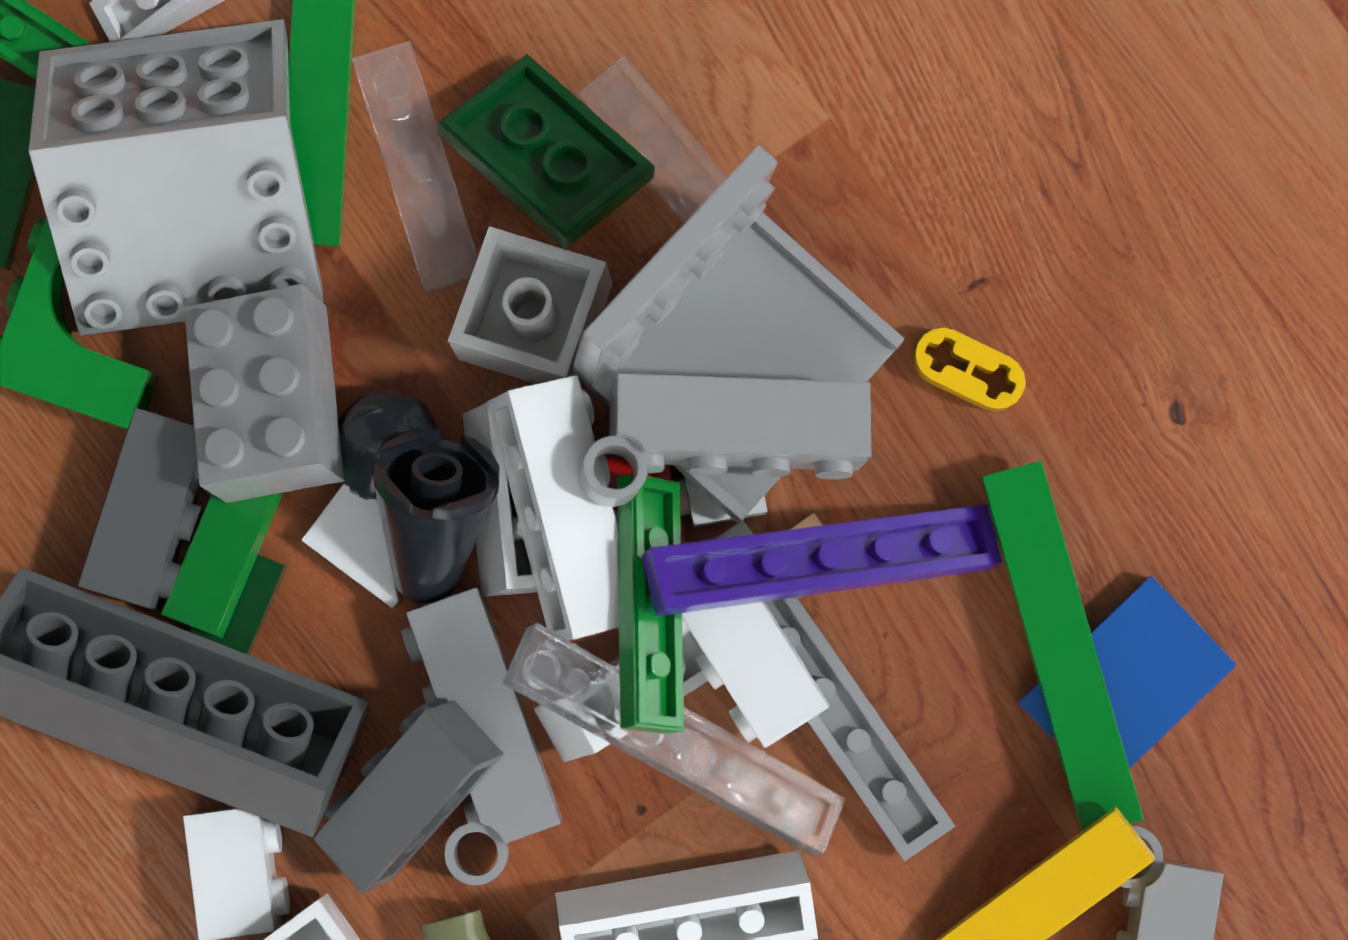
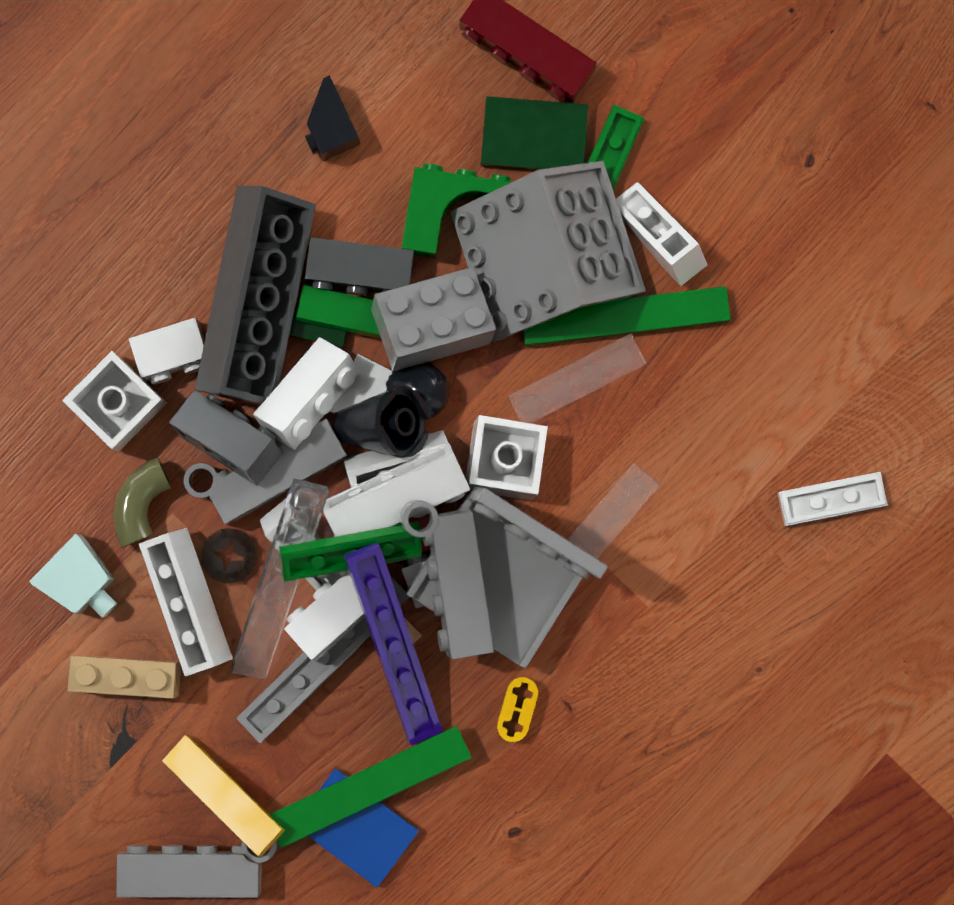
camera: 90 degrees right, 0 degrees up
(354, 637) = (307, 393): none -> white brick
(546, 151) = (597, 450): dark green tile -> none
(604, 799) = (238, 569): none -> clear smoke gear

